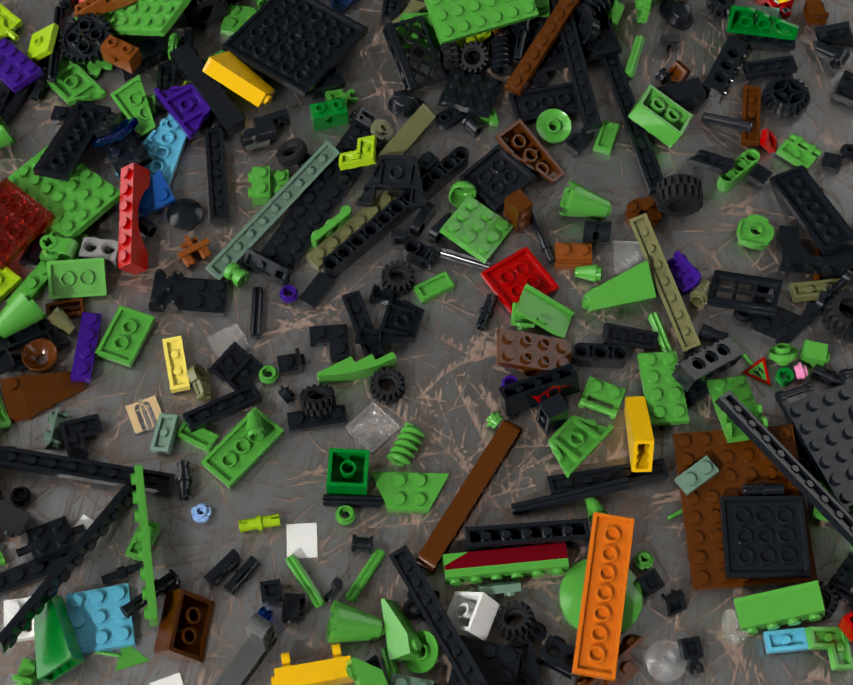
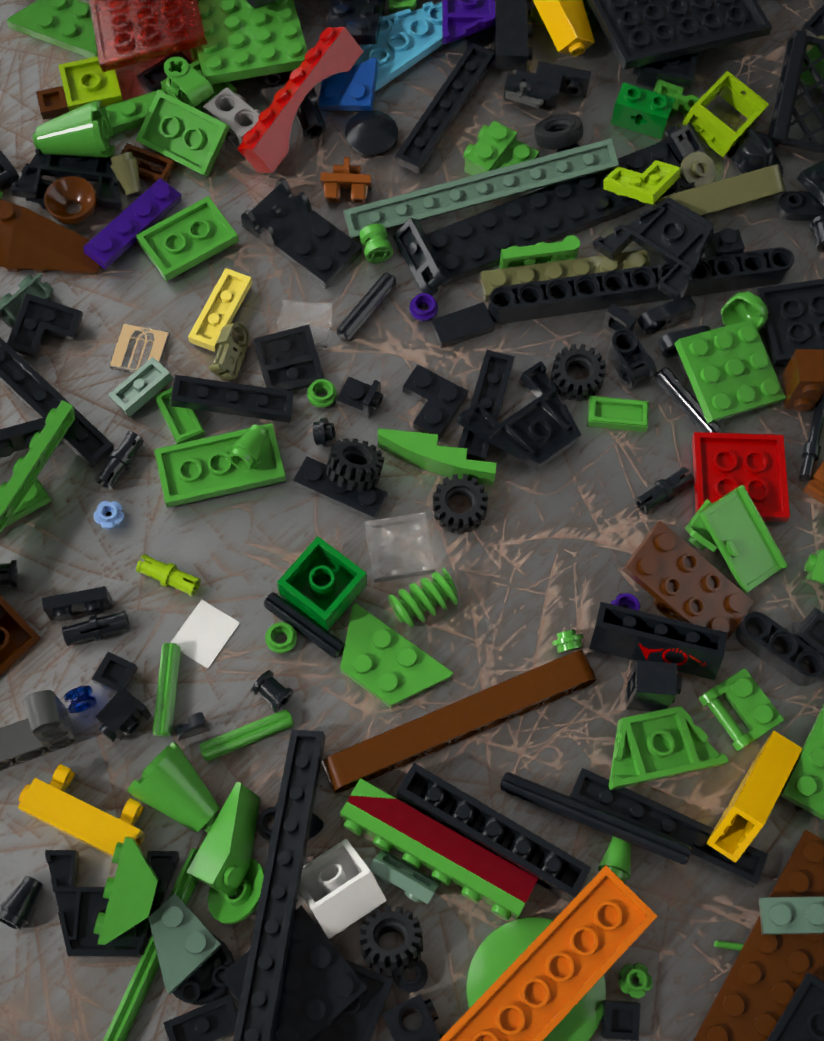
camera: 35 degrees right, 5 degrees up
(371, 102) = (711, 128): none -> lime window

